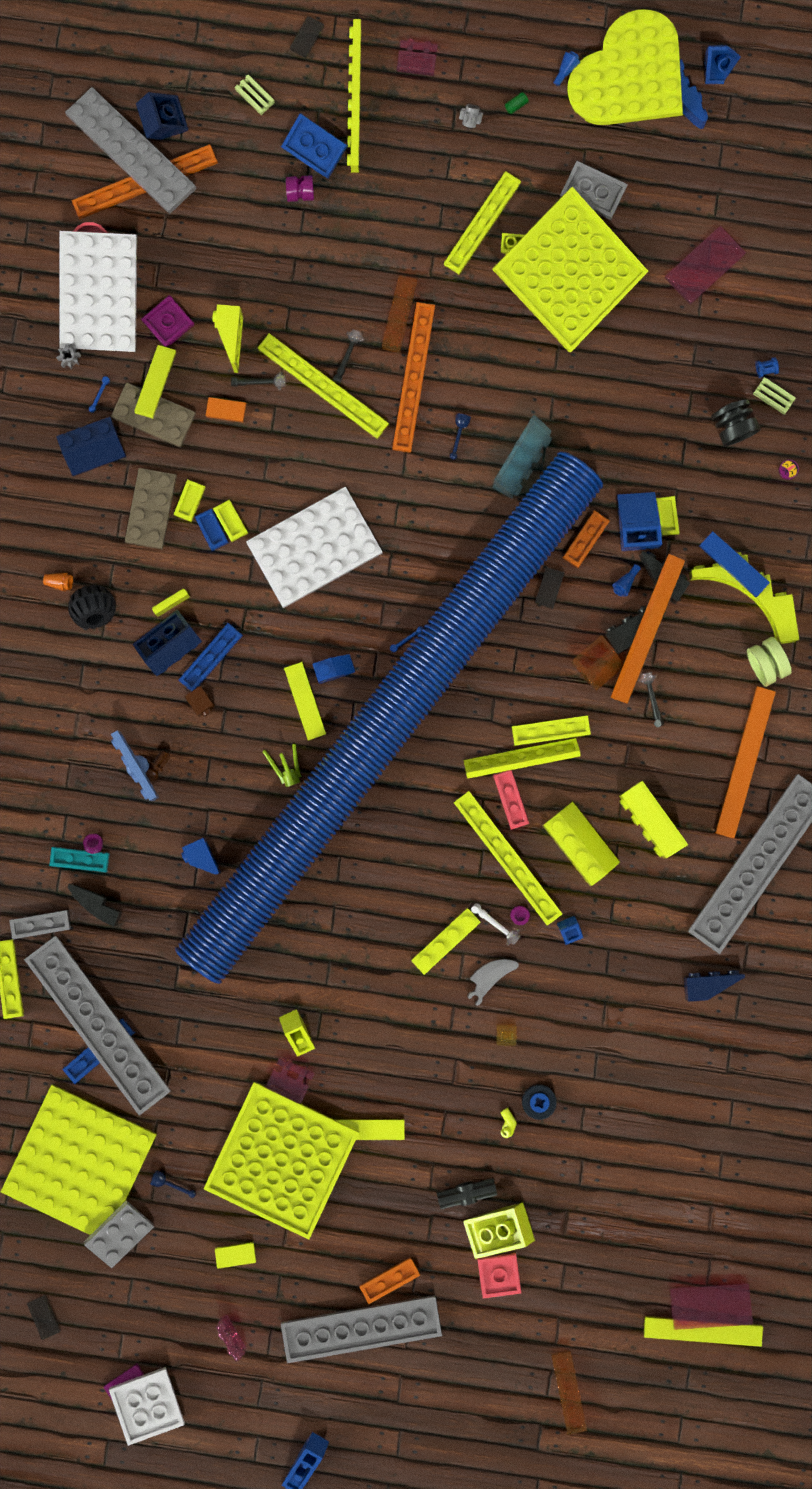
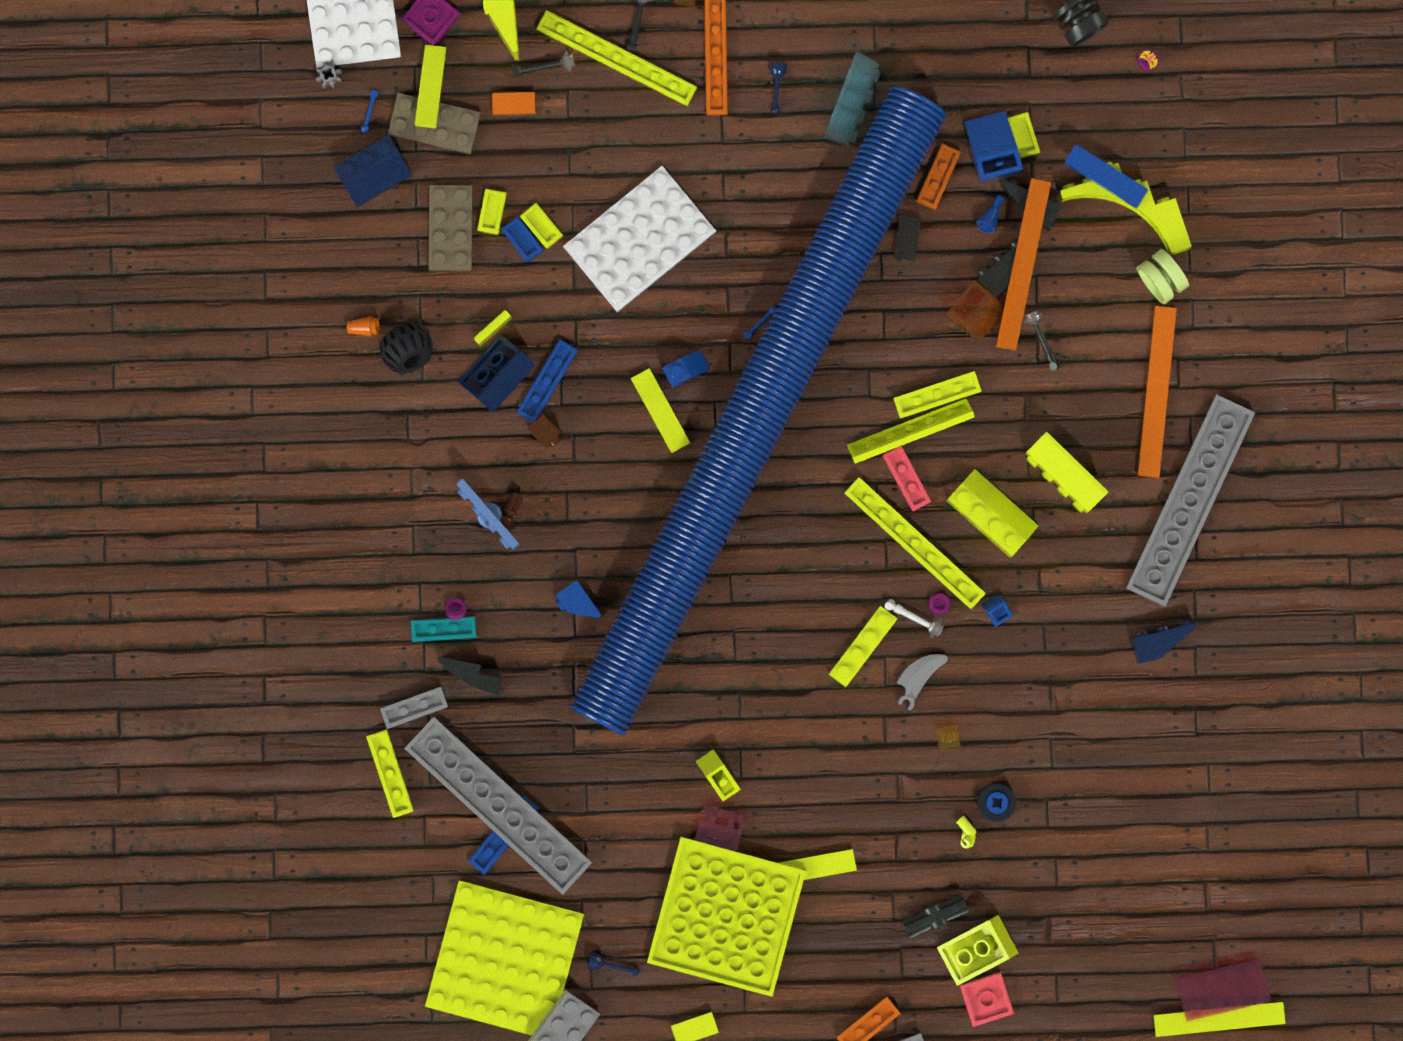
camera: 10 degrees left, 0 degrees up
(290, 777) = (659, 497): lime plant -> none

